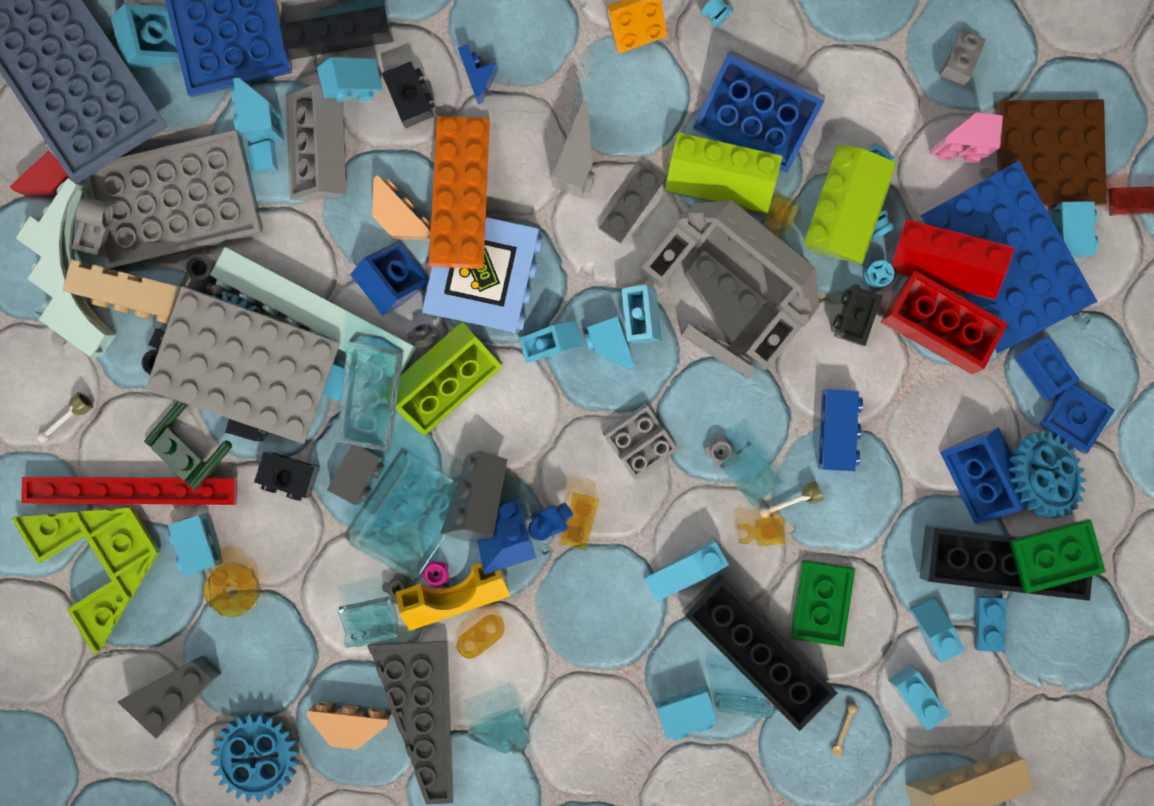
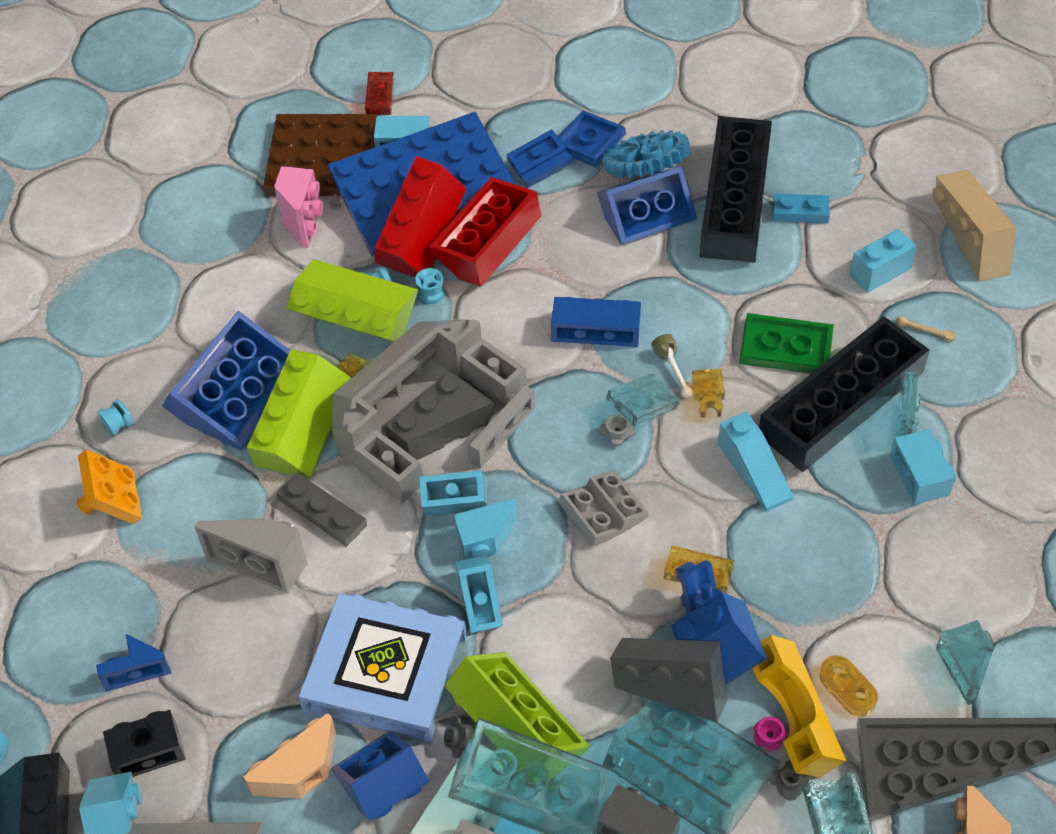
camera: 85 degrees left, 35 degrees down
(459, 192) = (281, 679): orange plate -> none
(857, 315) = (471, 304): pearl dark grey bracket -> none
(937, 630) = (811, 245): medium azure slope -> none
(962, 58) = (217, 214): light grey plate -> none
(1057, 556) = (728, 141): green tile -> none

